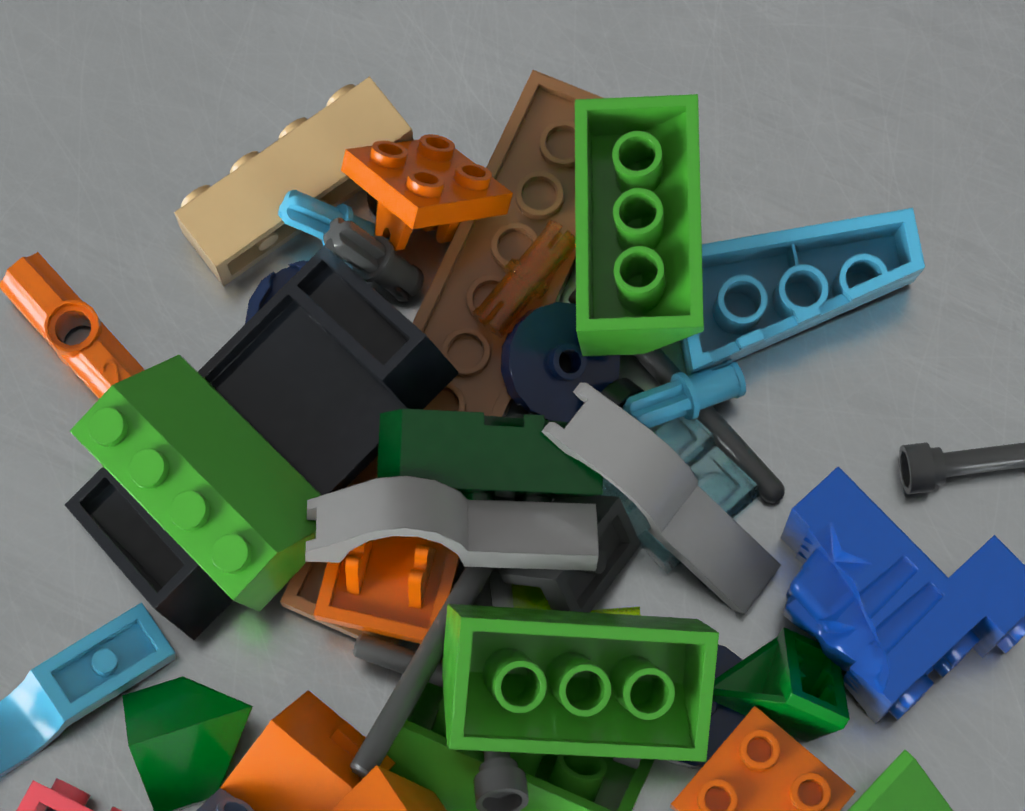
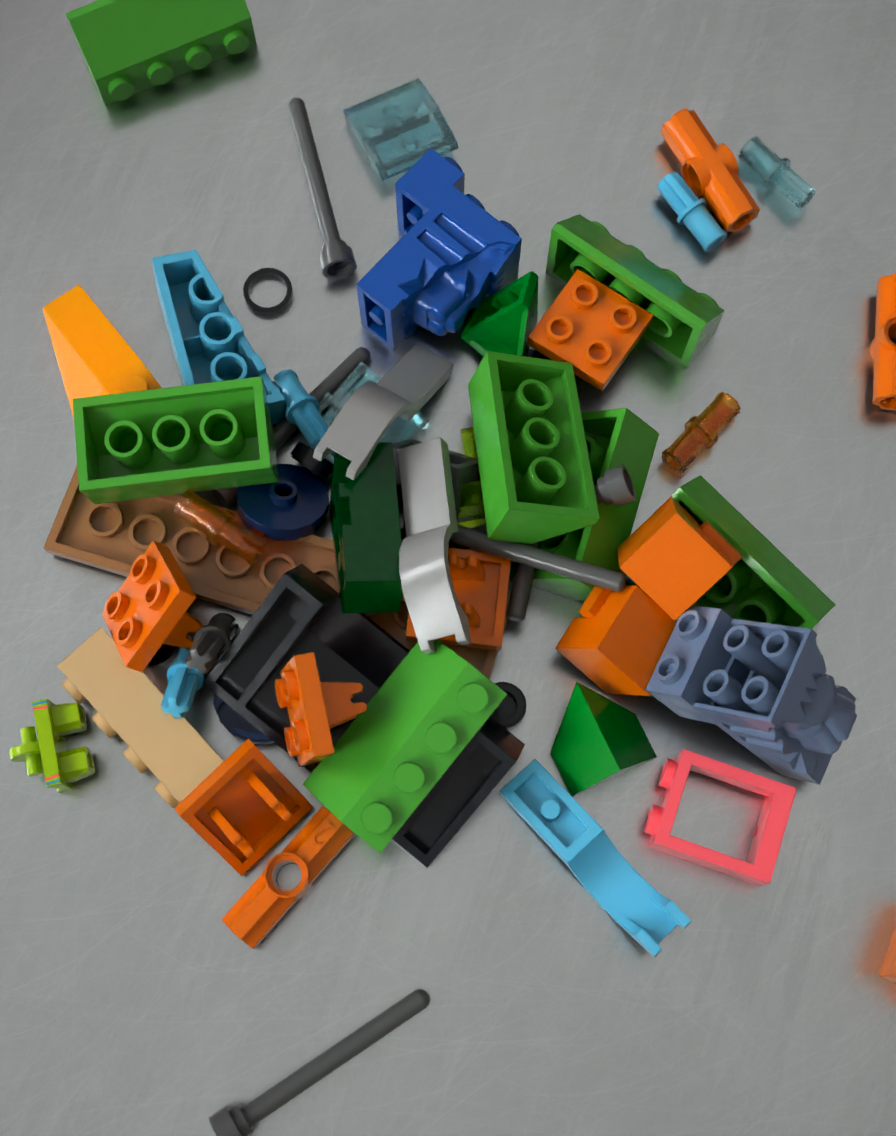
camera: 100 degrees left, 0 degrees up
(163, 284) = (243, 807): none -> orange plate
(252, 630) = (512, 708): none -> black tile
(255, 367) = (313, 708): none -> orange plate
(279, 69) = (59, 764): none -> lime hips
(782, 149) = (91, 351): none -> light orange wedge
(890, 346) = (268, 311): none -> black piece

